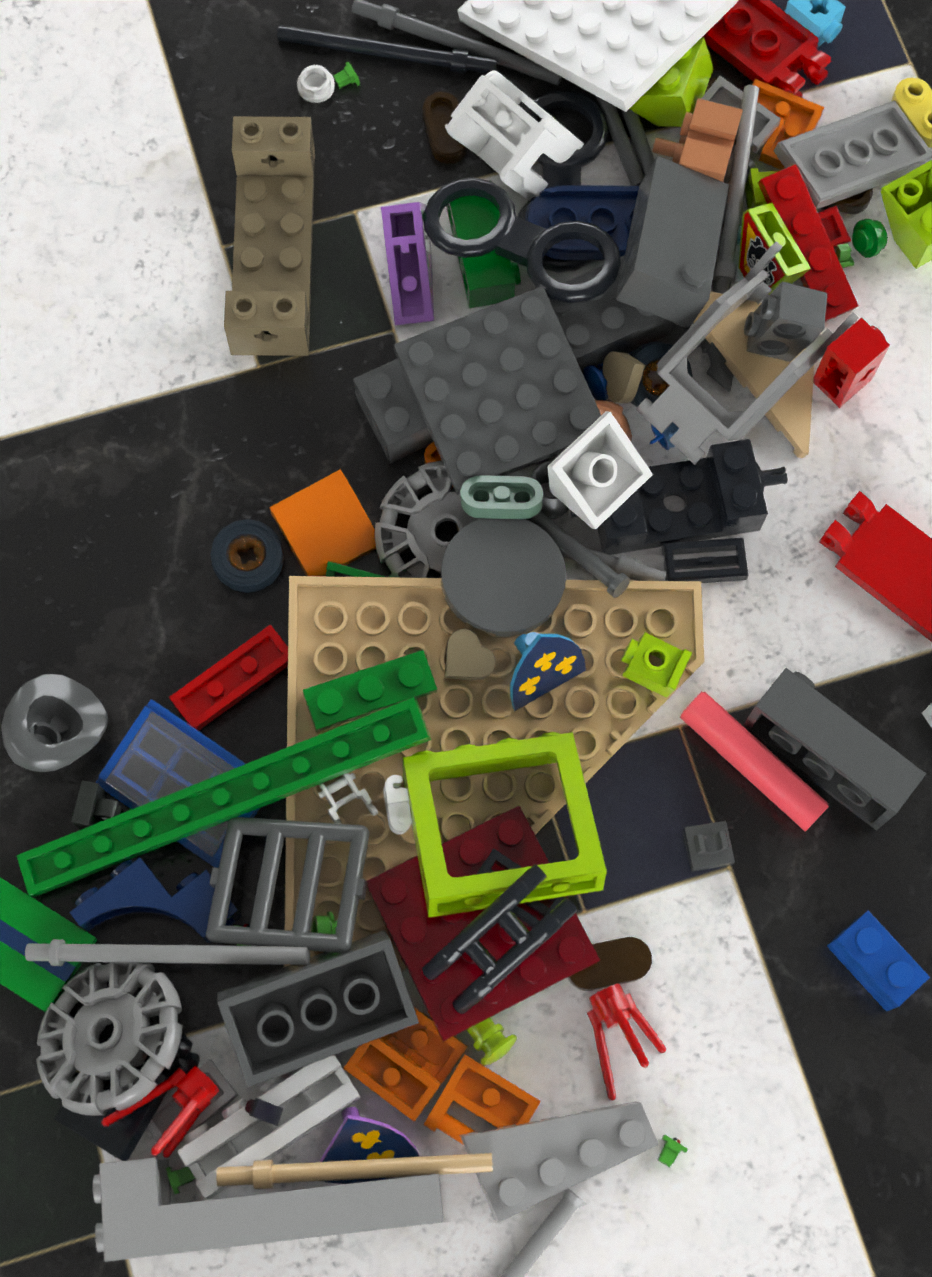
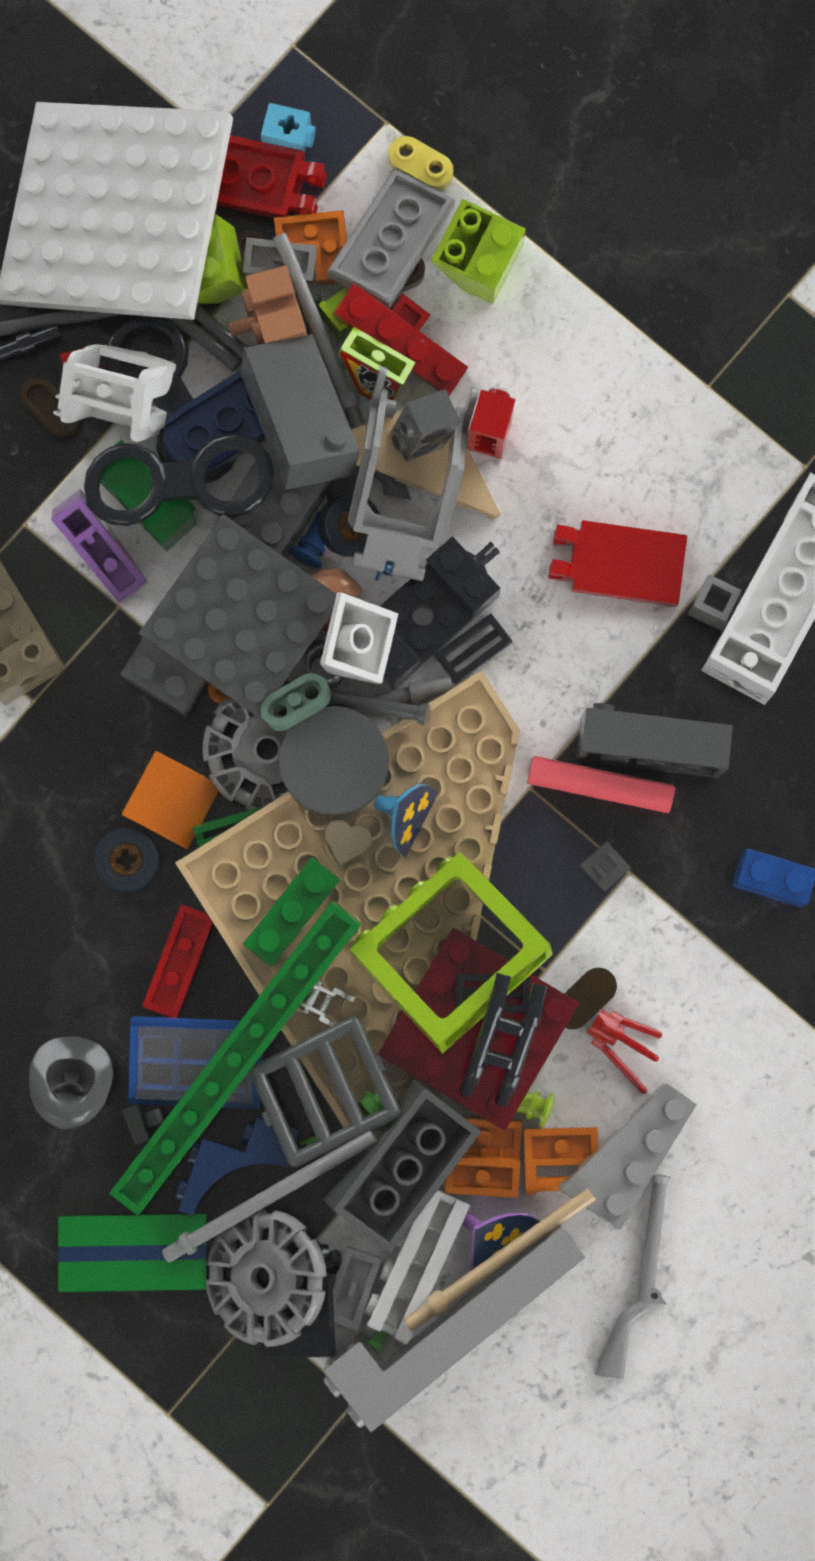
camera: 30 degrees left, 10 degrees up
(192, 1094) = (353, 1281): red plant -> none
(264, 1111) = (411, 1260): black piece -> none
(397, 805) = (366, 985): white piece -> none
(623, 376) = (326, 544): dark tan tile -> none
(661, 678) = (502, 762): lime brick -> none
(670, 1150) = (707, 1102): bright green piece -> none
(843, 253) = (432, 330): bright green piece -> none
(869, 237) = (443, 303): green plate -> none

